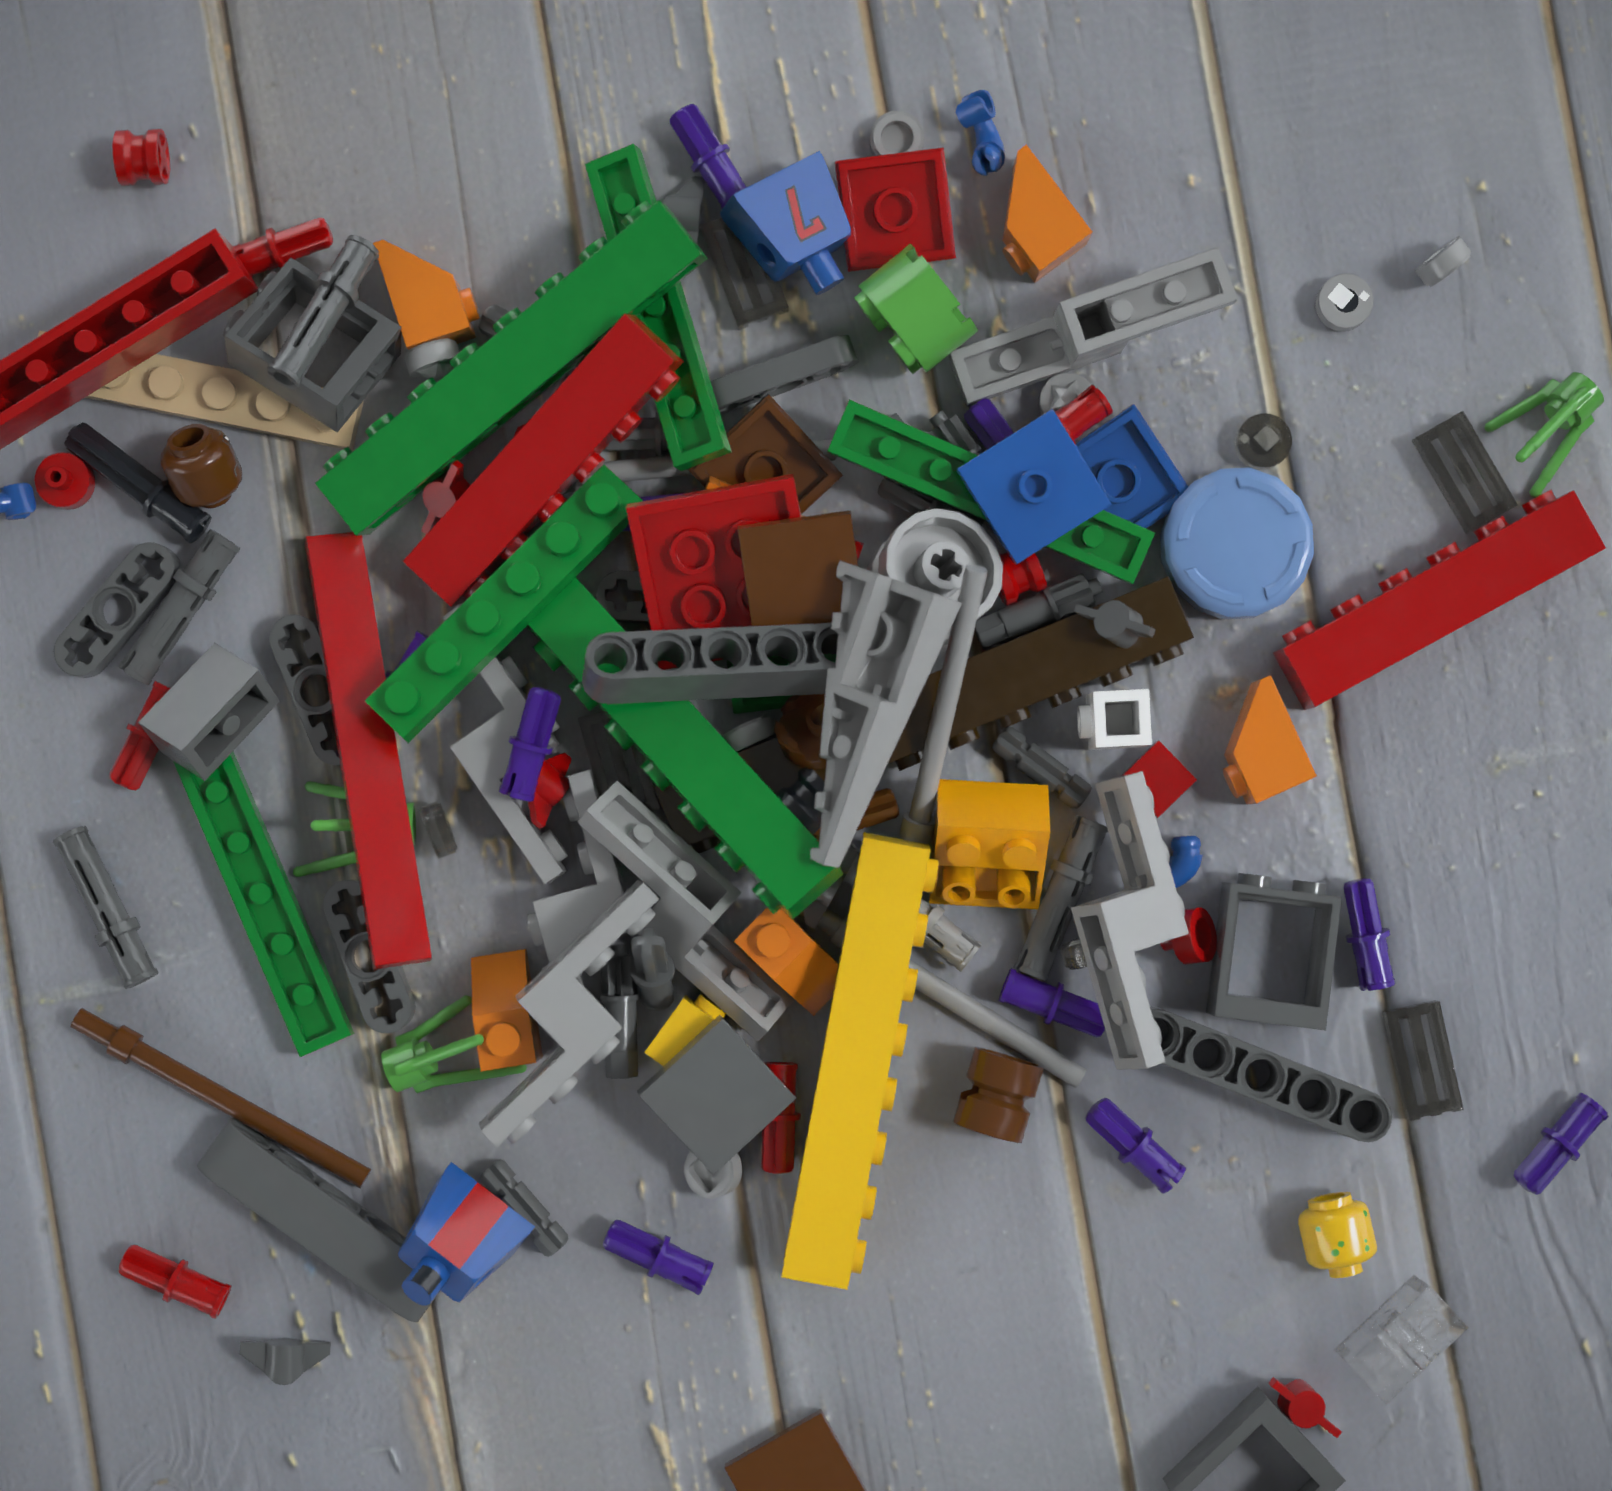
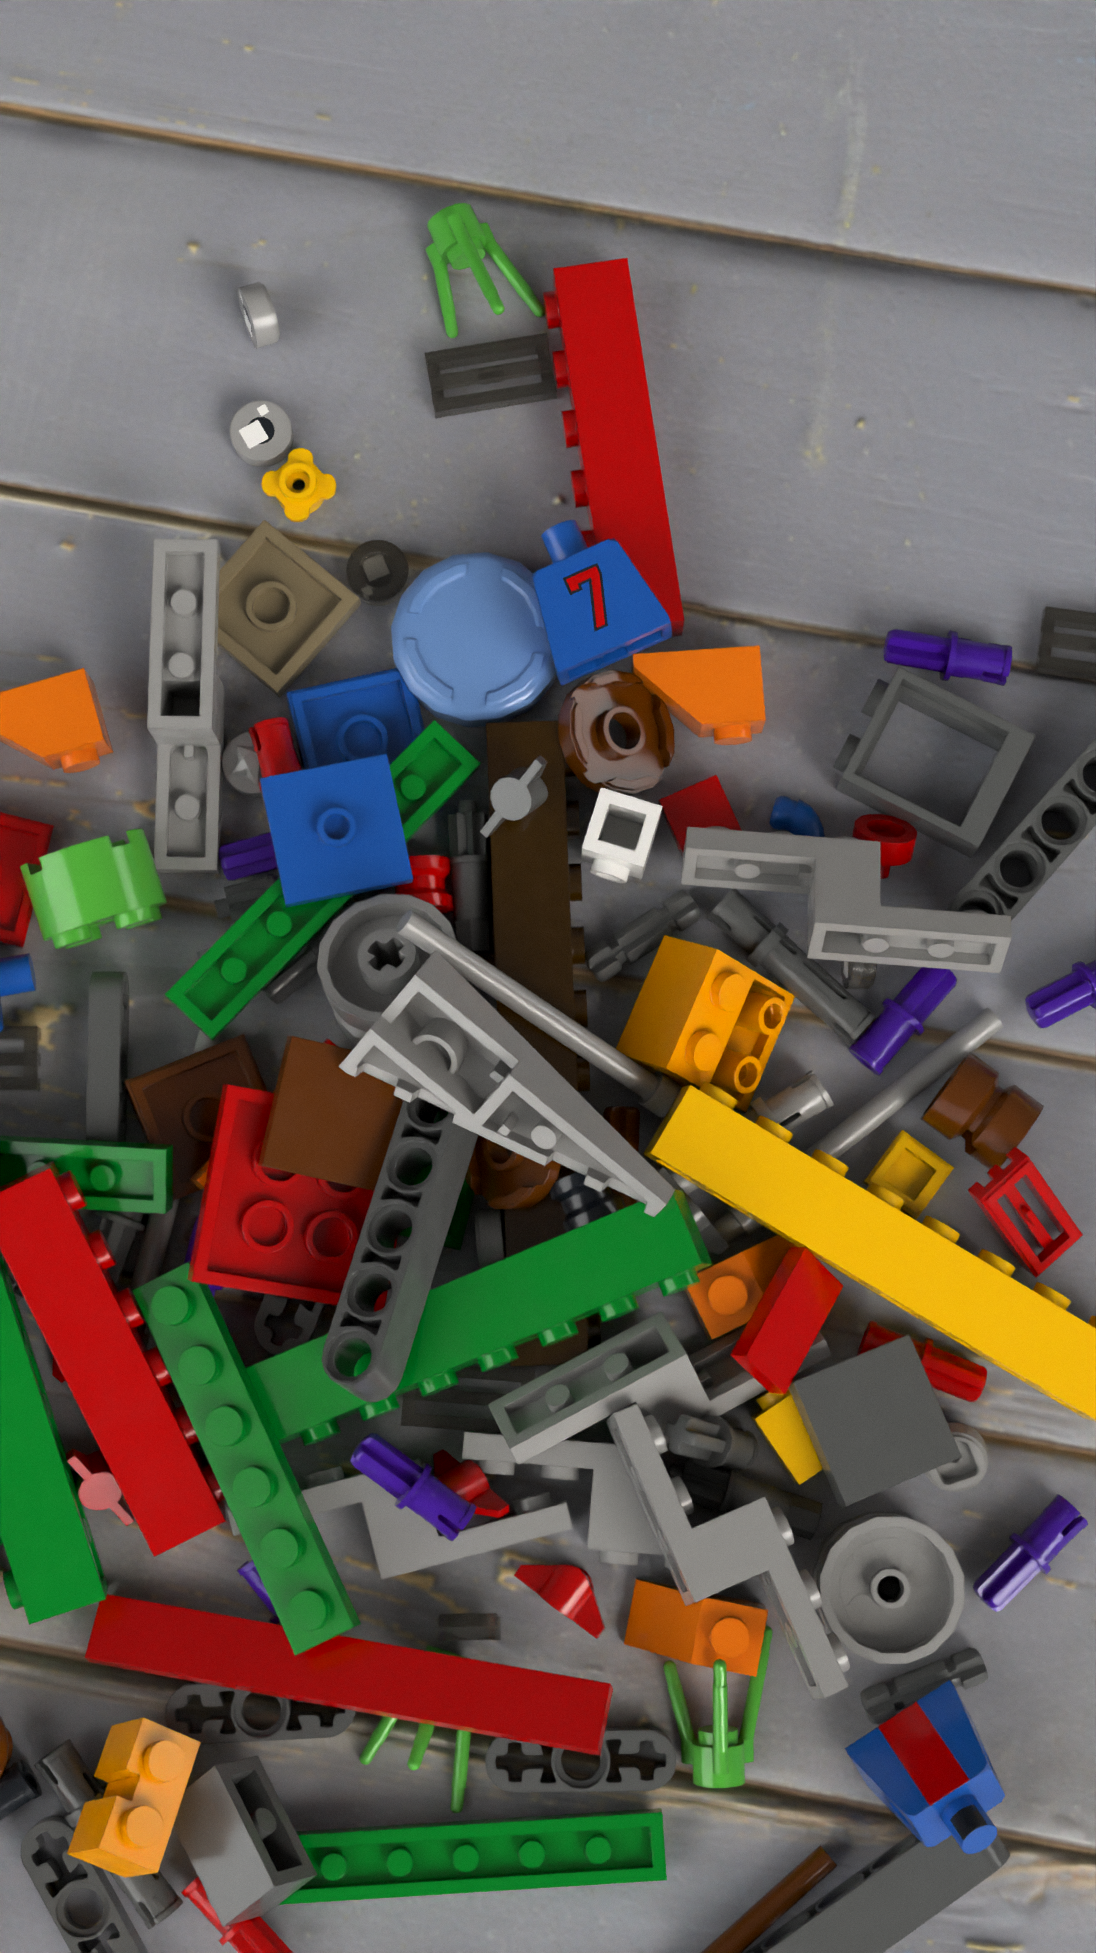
camera: 65 degrees left, 5 degrees down
(219, 622) = (146, 1782): none -> light orange brick
(495, 897) = (566, 1590): none -> red piece
(559, 1164) = (881, 1626): none -> light grey wheel
(770, 995) = (787, 1320): none -> red tile
(927, 1053) = (910, 1173): none -> yellow tile
(944, 1133) = (1003, 1184): none -> red tile
(1185, 663) = (587, 740): none -> reddish brown tile
(1202, 370) = (278, 608): none -> dark tan plate
(1298, 357) = (299, 503): none -> yellow plate
(1299, 627) = (594, 604): none -> blue torso

